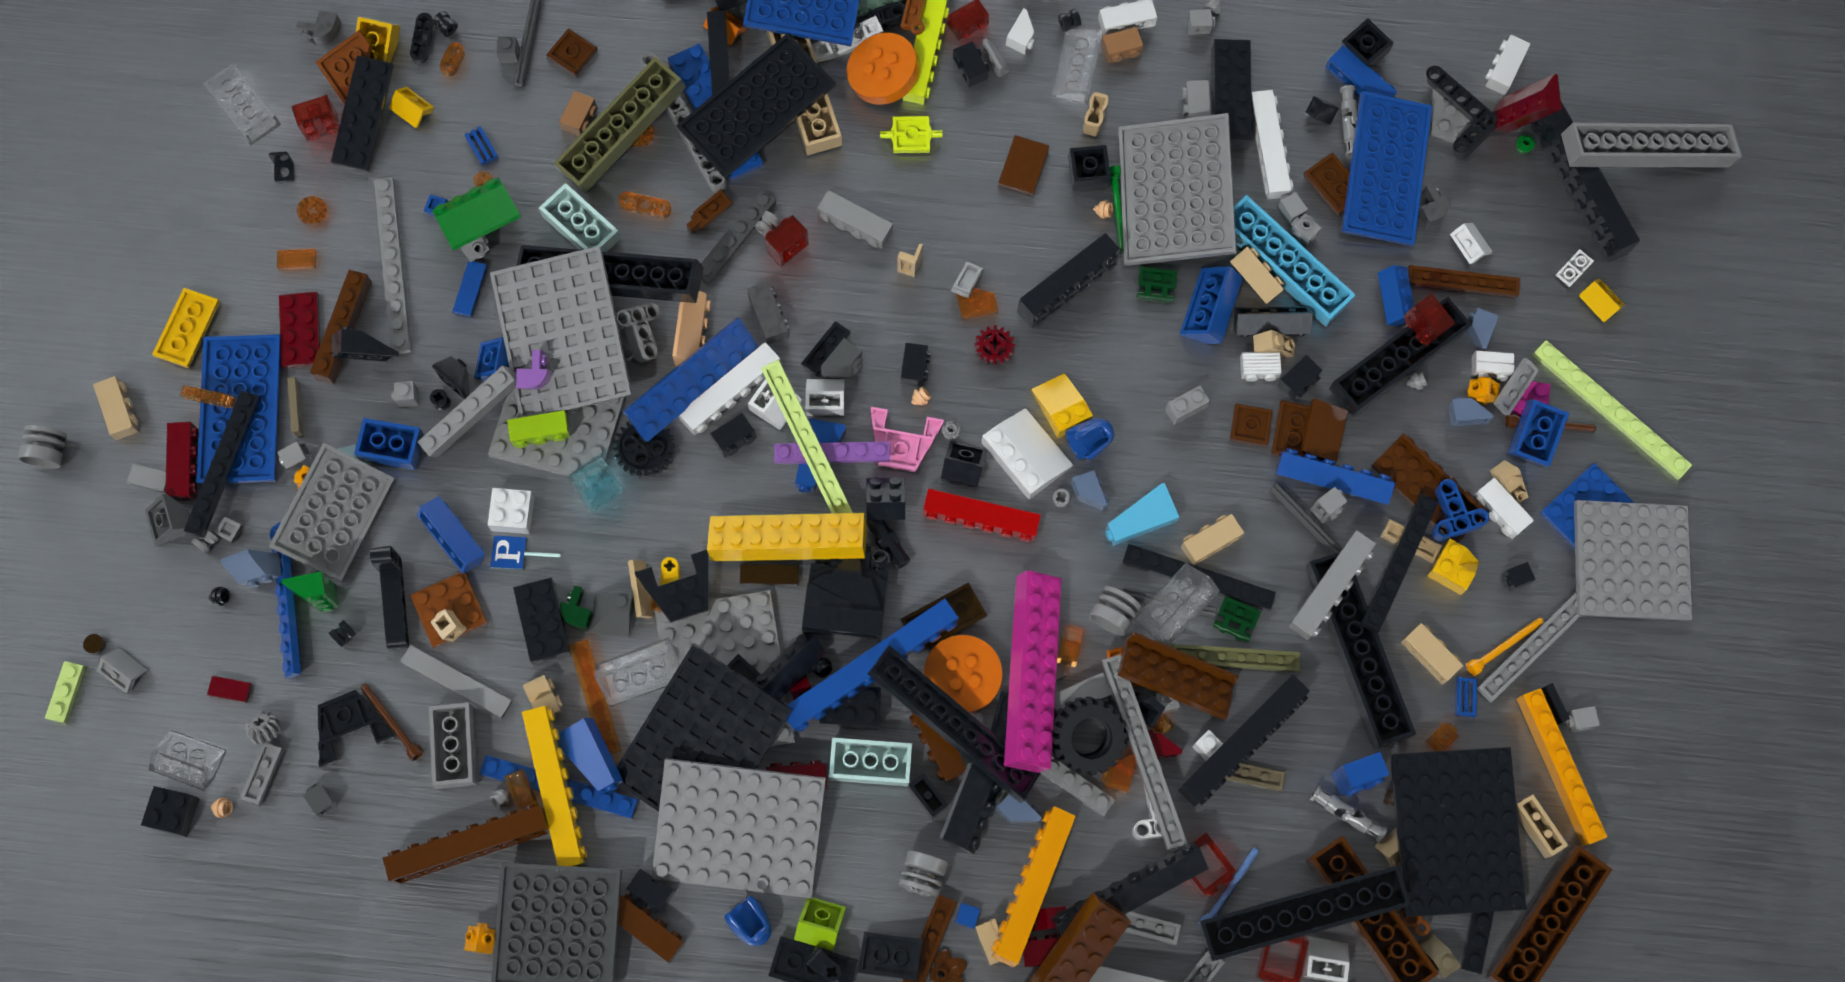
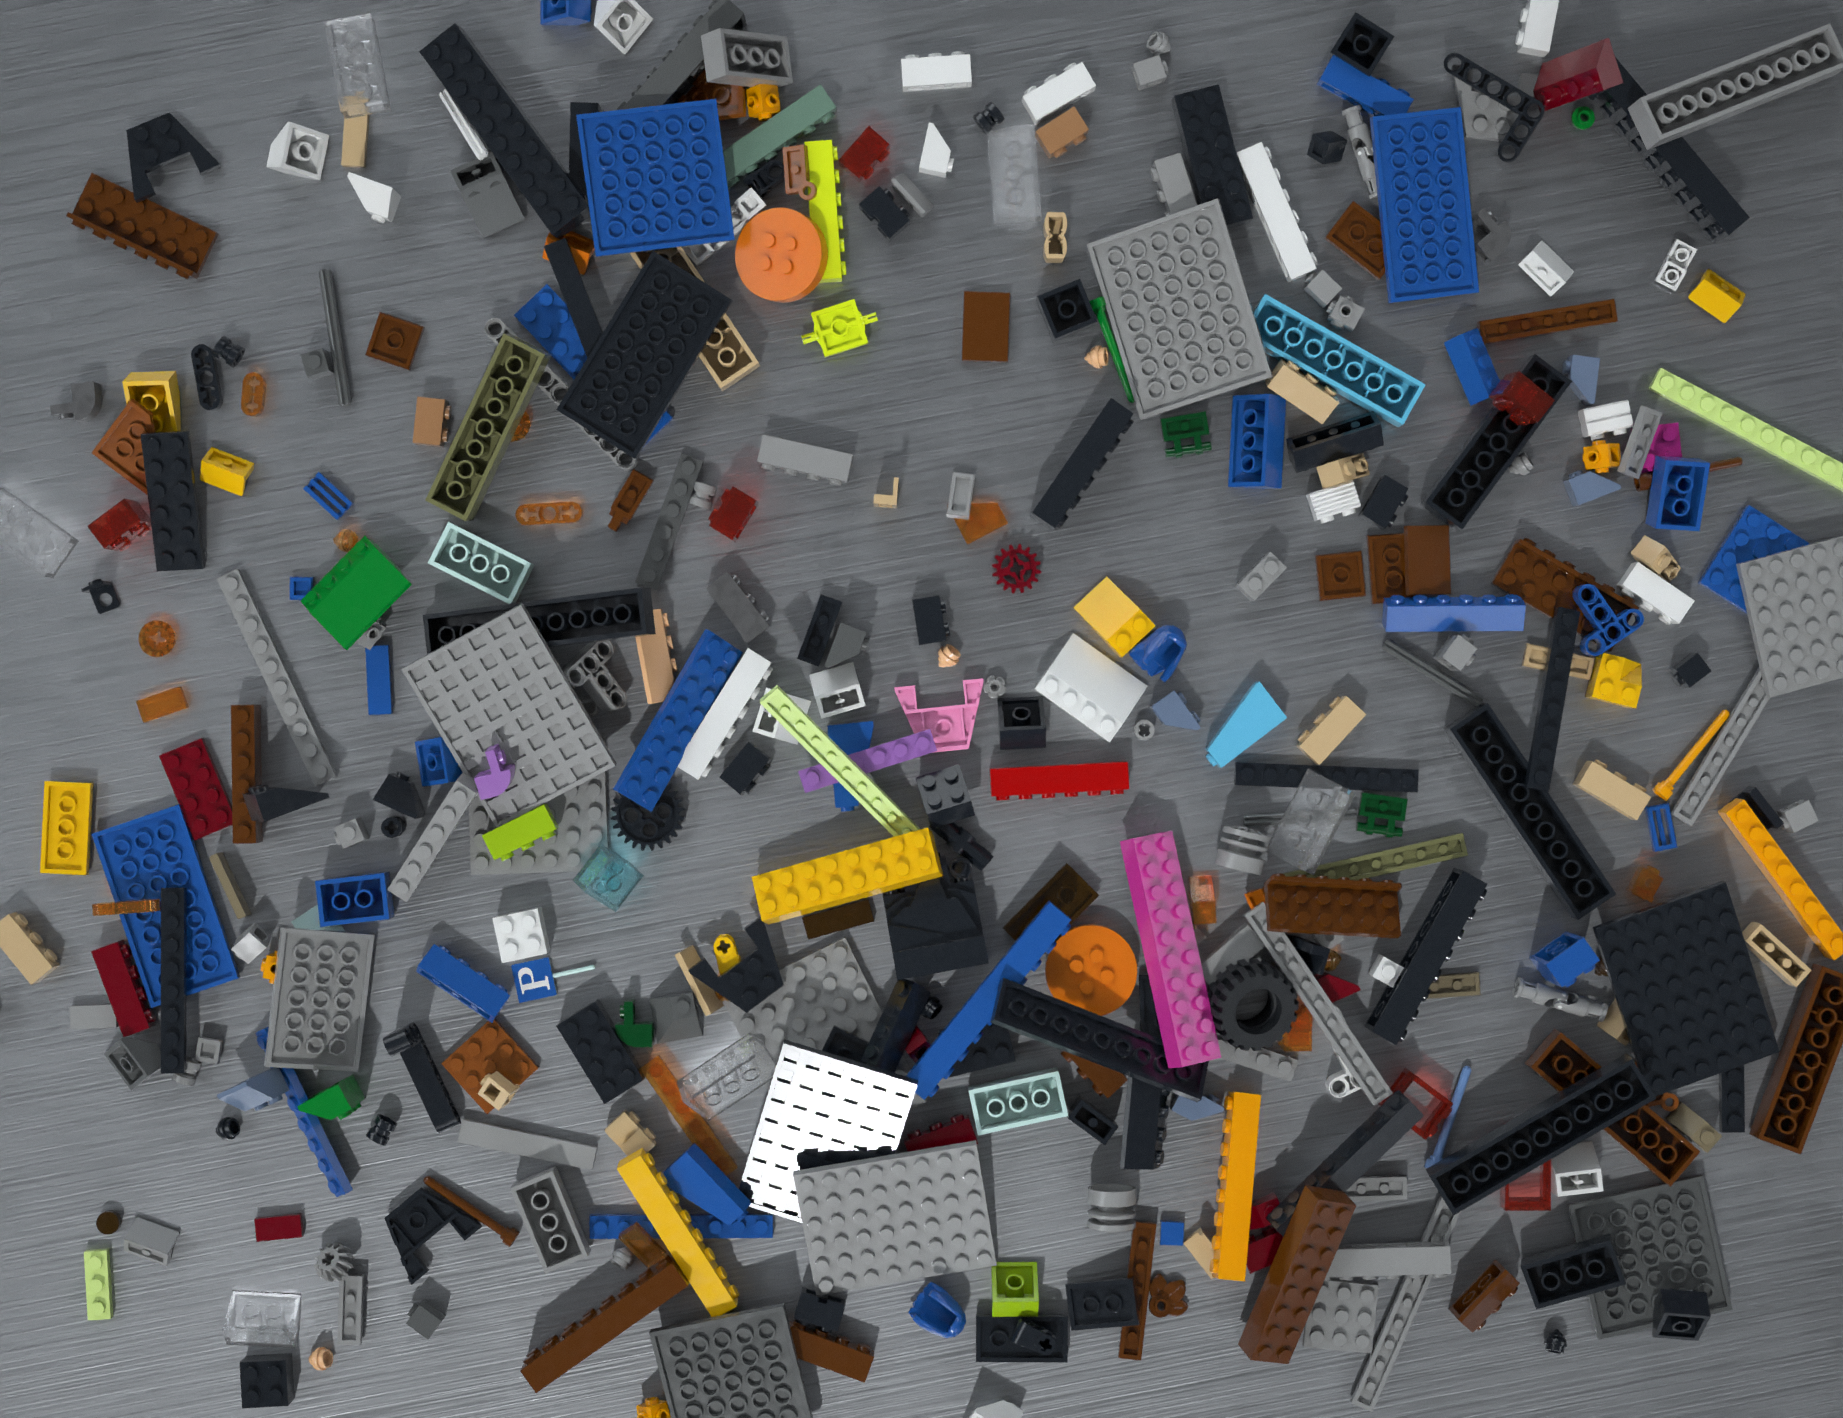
camera: 10 degrees left, 15 degrees up
(1332, 585) = (1483, 753): light grey brick -> none

